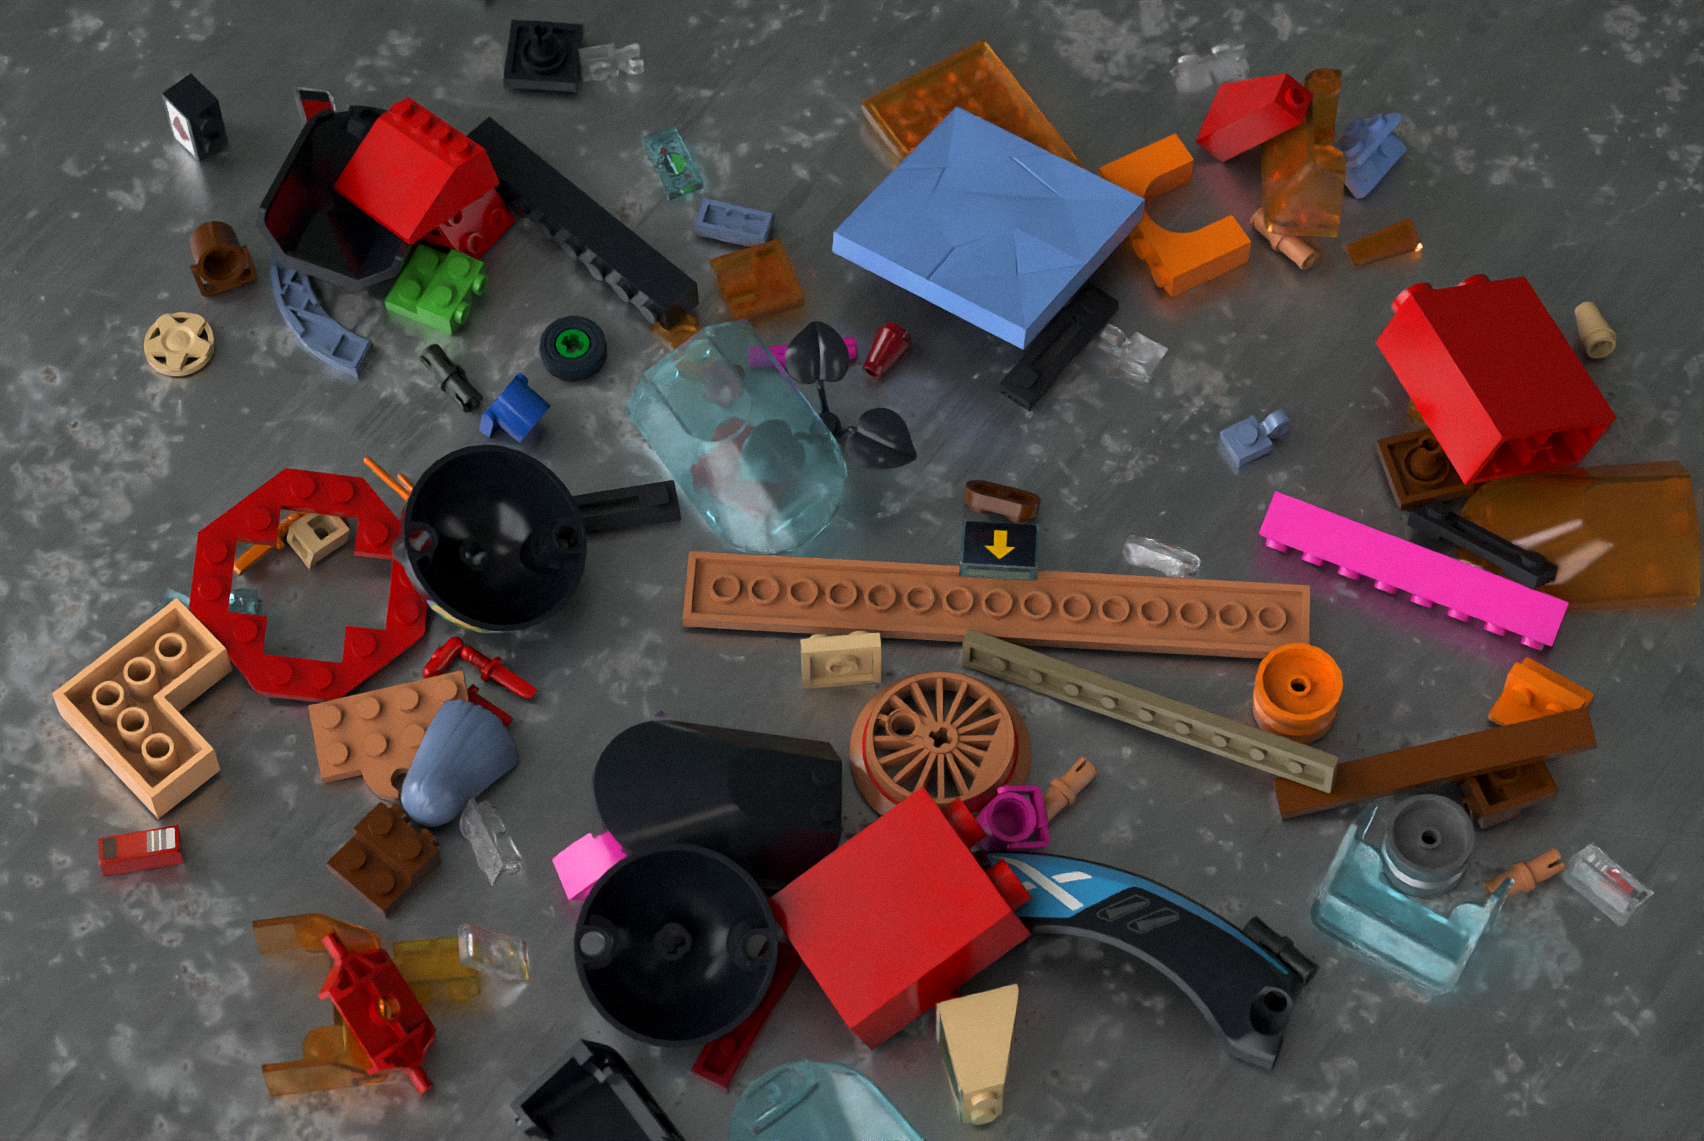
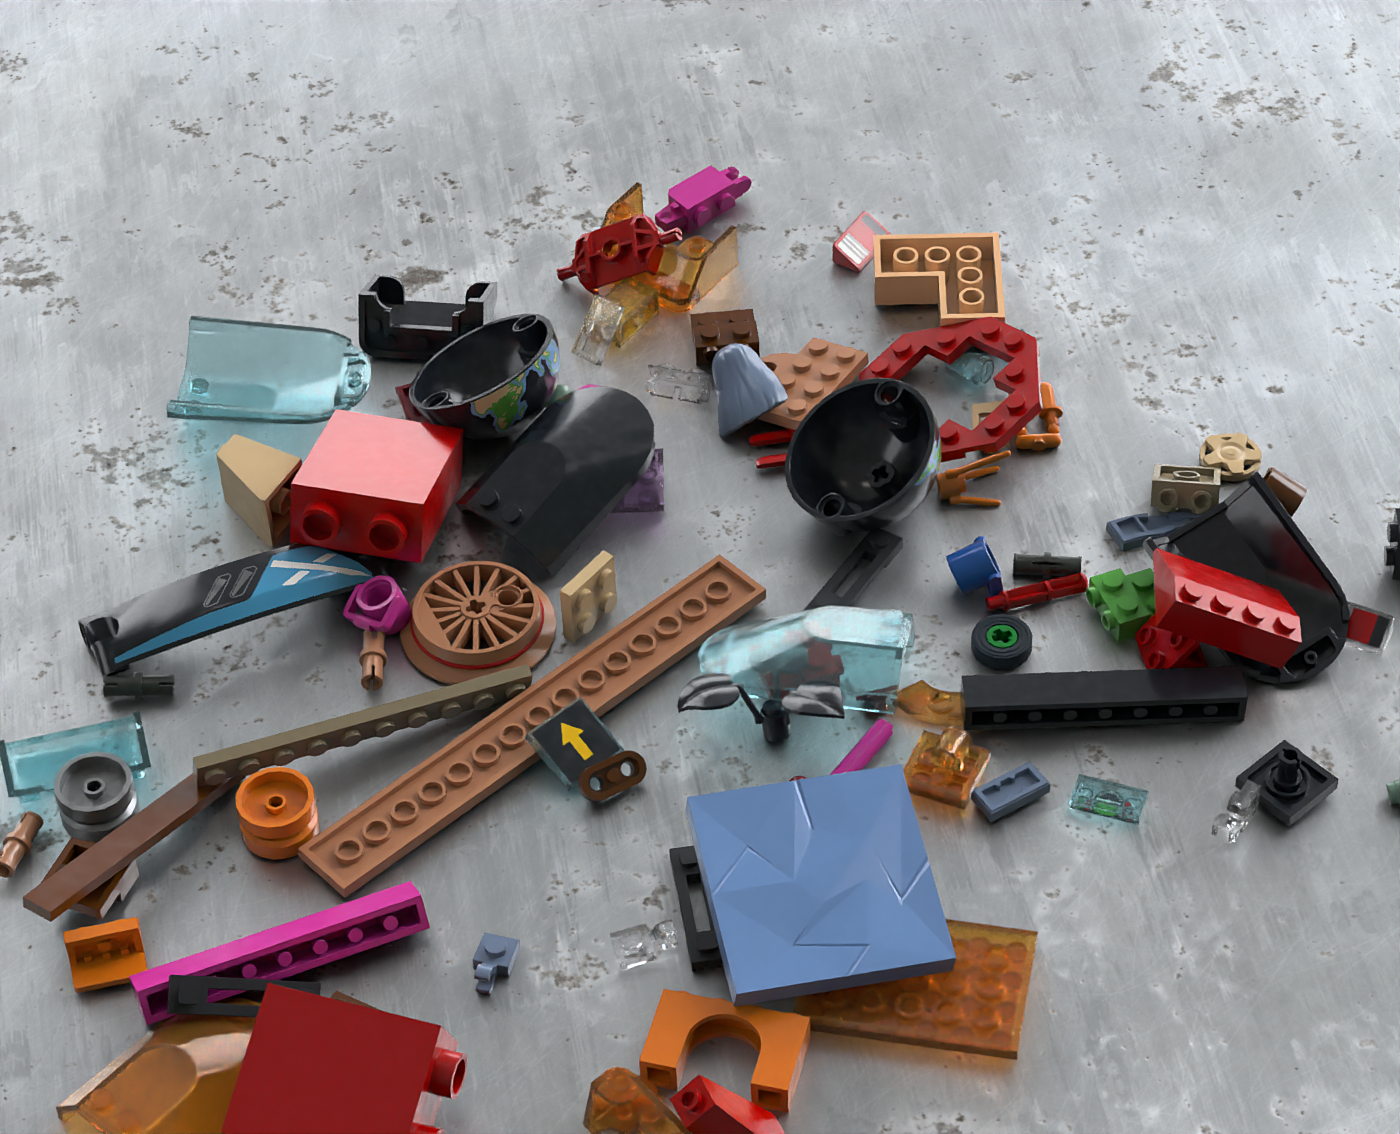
camera: 135 degrees right, 15 degrees down
(203, 1041) = (702, 198): none -> dark pink hinge
(262, 332) = (1185, 488): none -> dark tan plate
(488, 360) = (1038, 592): none -> red piece
(1150, 552) = (465, 829): clear plate -> none

